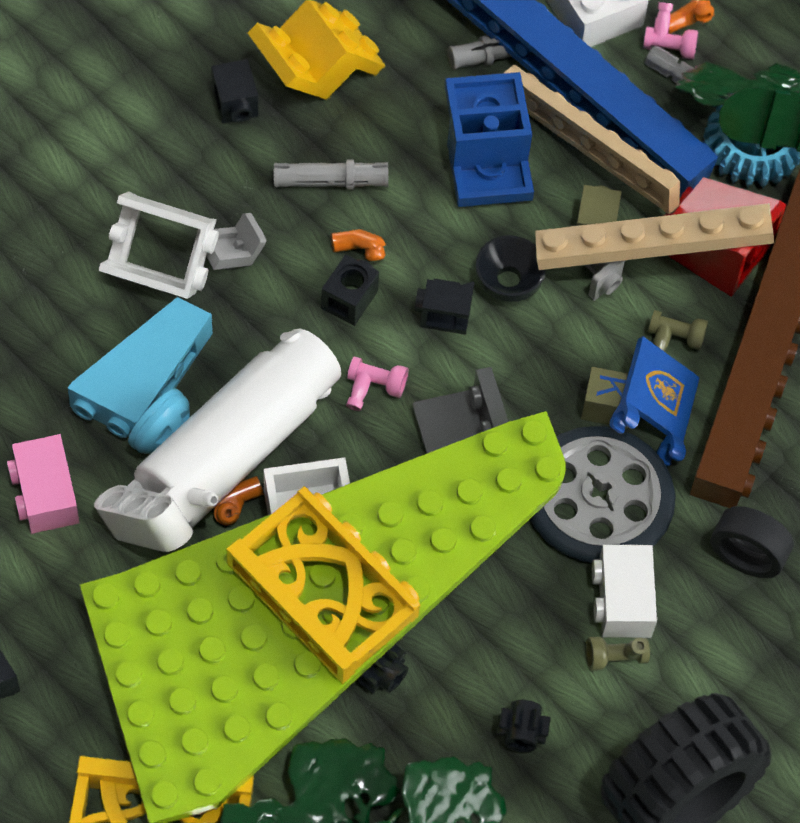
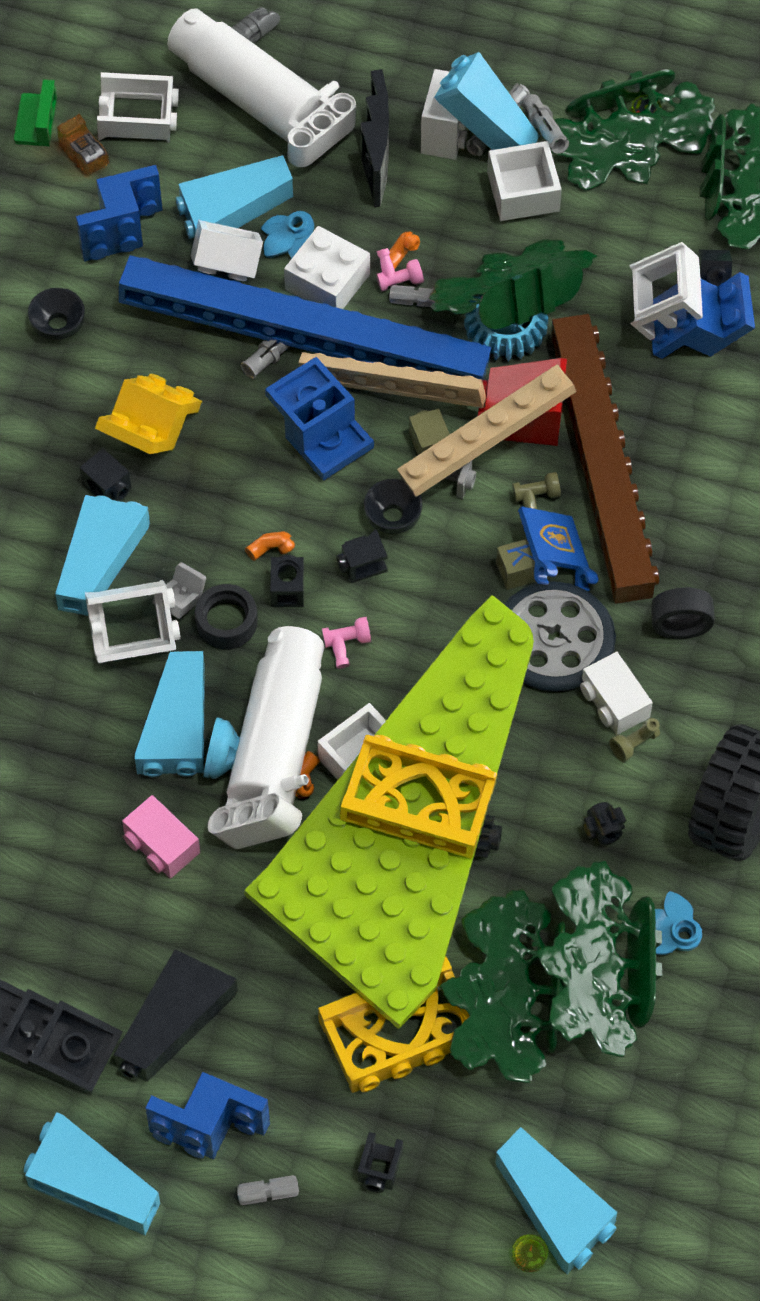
camera: 25 degrees left, 0 degrees up
(181, 157) = (99, 548): none -> medium azure slope
(264, 267) = (226, 638): none -> black tyre
(331, 174) = (223, 500): light grey pin -> none
(460, 414) = (426, 631): dark grey bracket -> none

